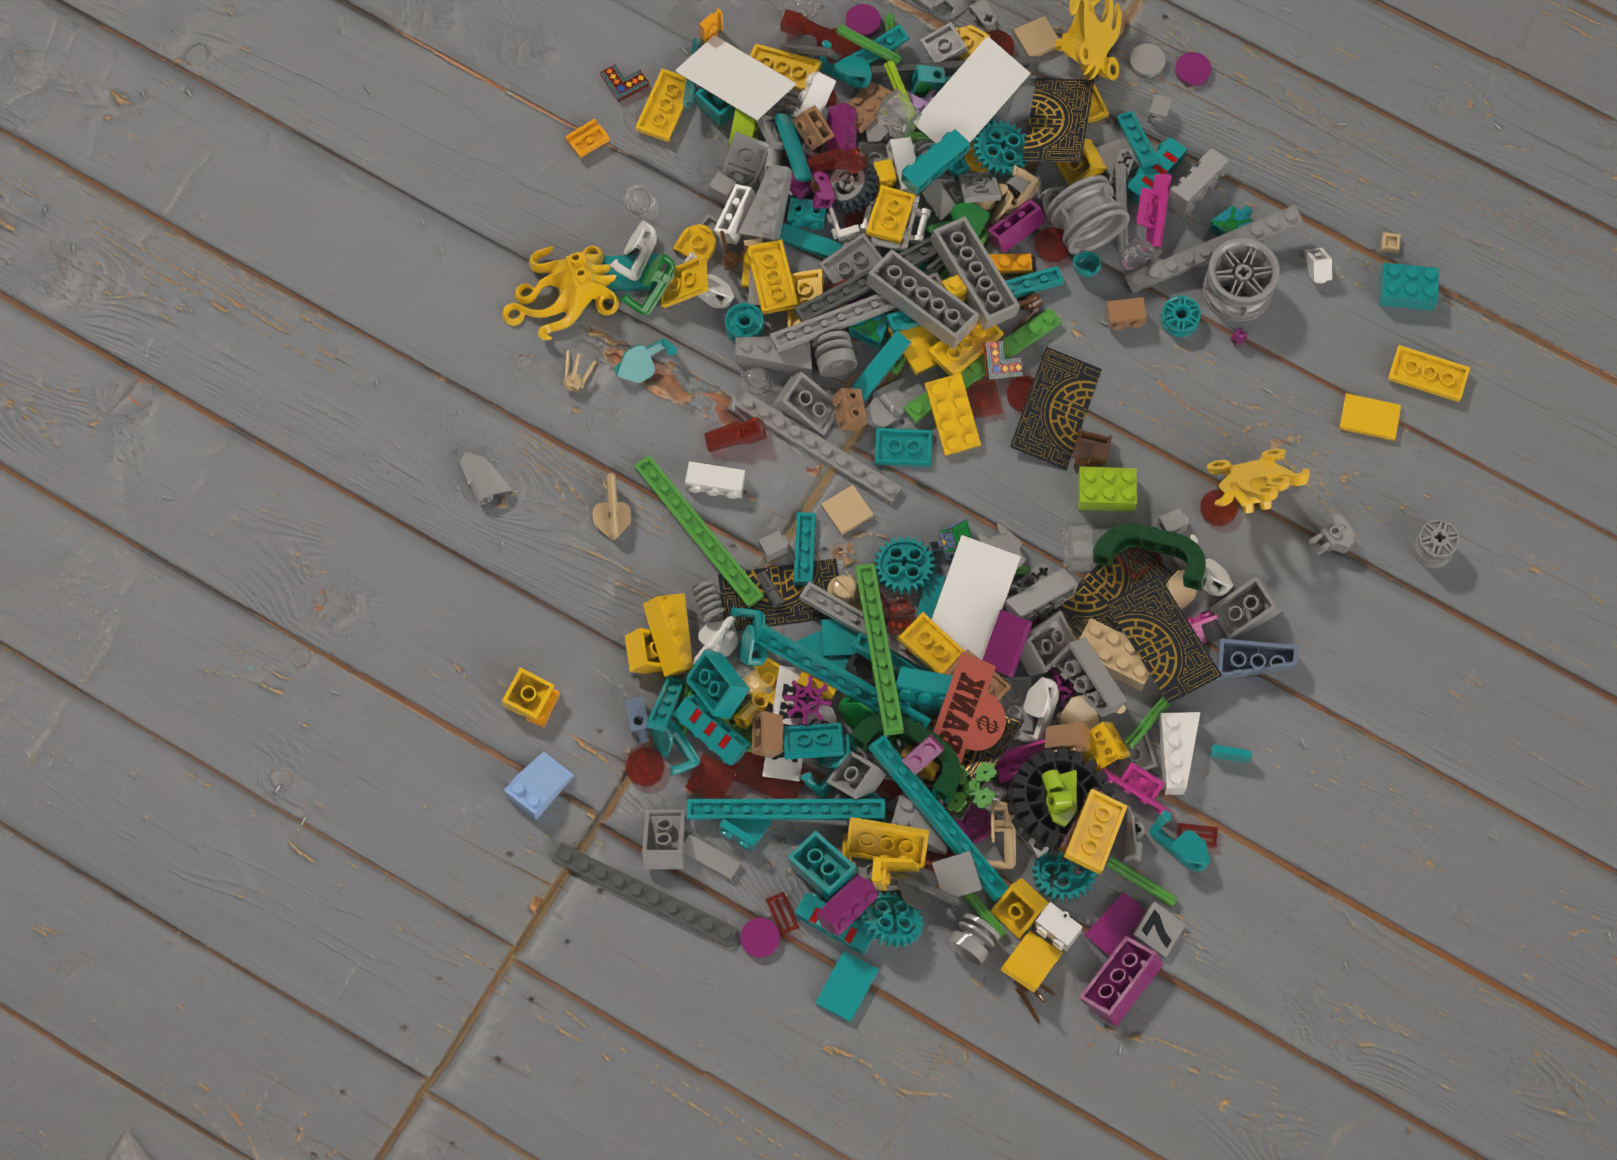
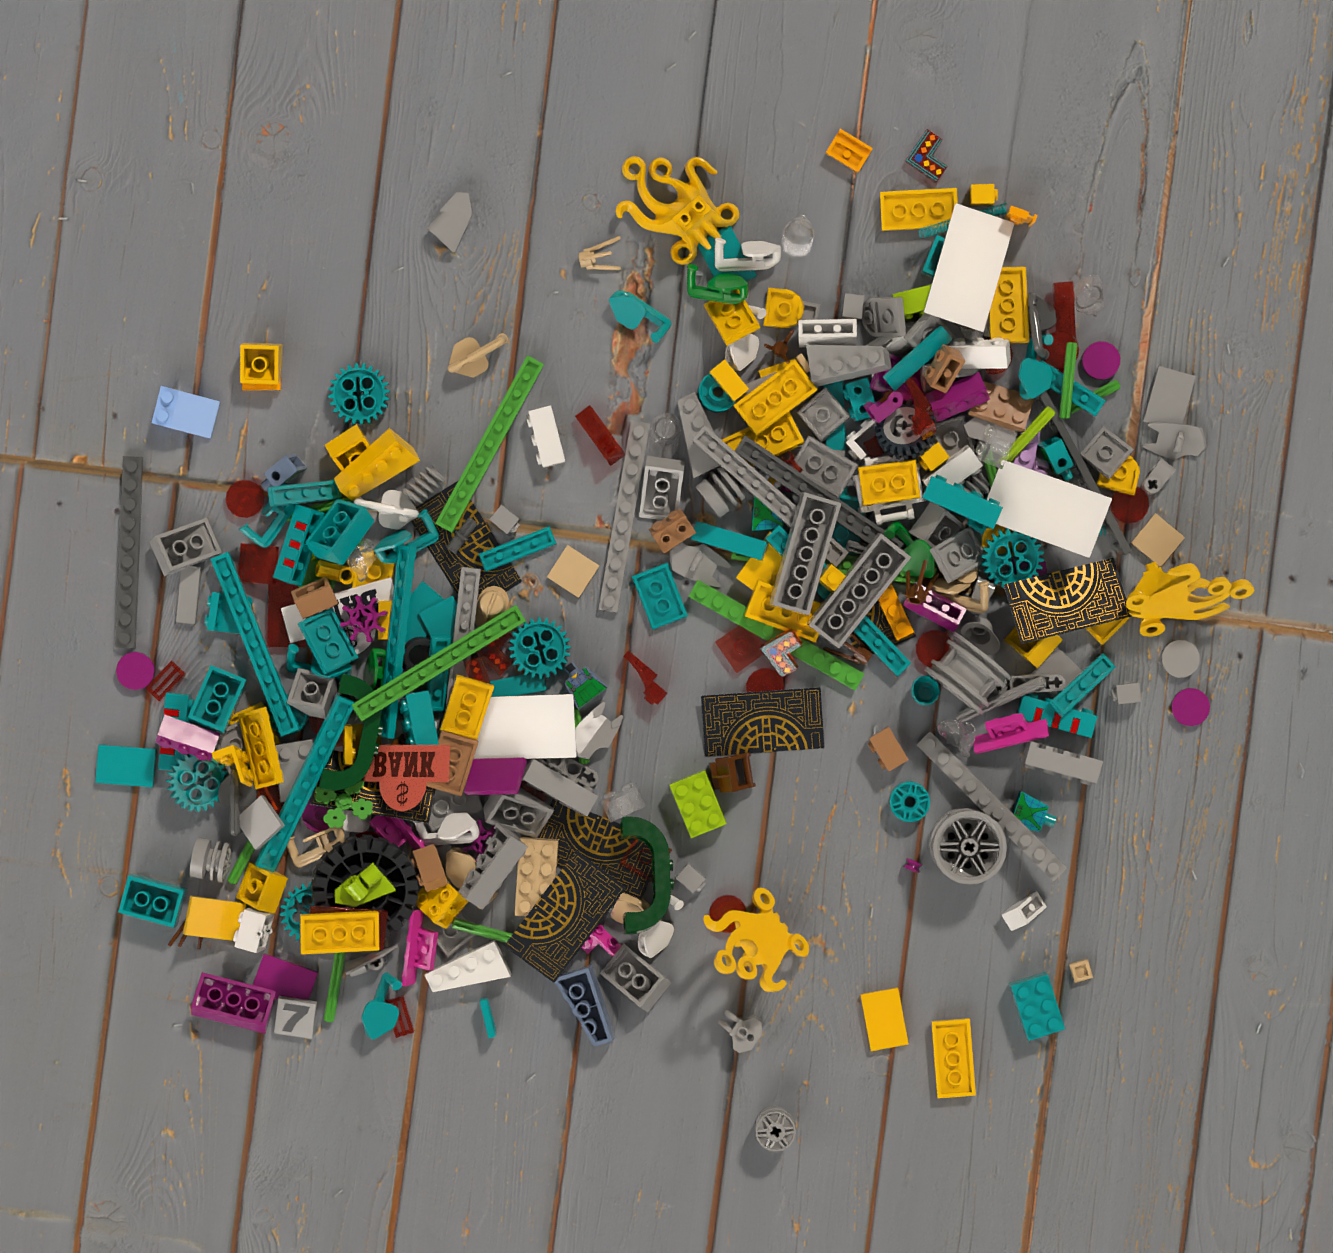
camera: 70 degrees right, 20 degrees up
(591, 638) = (376, 392): none -> teal gear
(677, 51) = (983, 194): none -> yellow brick
(739, 306) = (729, 380): none -> yellow tile
(805, 247) = (823, 414): none -> light grey tile
(923, 754) = (350, 747): magenta plate -> none
(952, 414) = (708, 629): yellow plate -> none
(987, 486) = (653, 691): none -> clear red slope
(989, 1013) = (152, 900): none -> teal brick
(997, 227) = (916, 593): none -> reddish brown plant

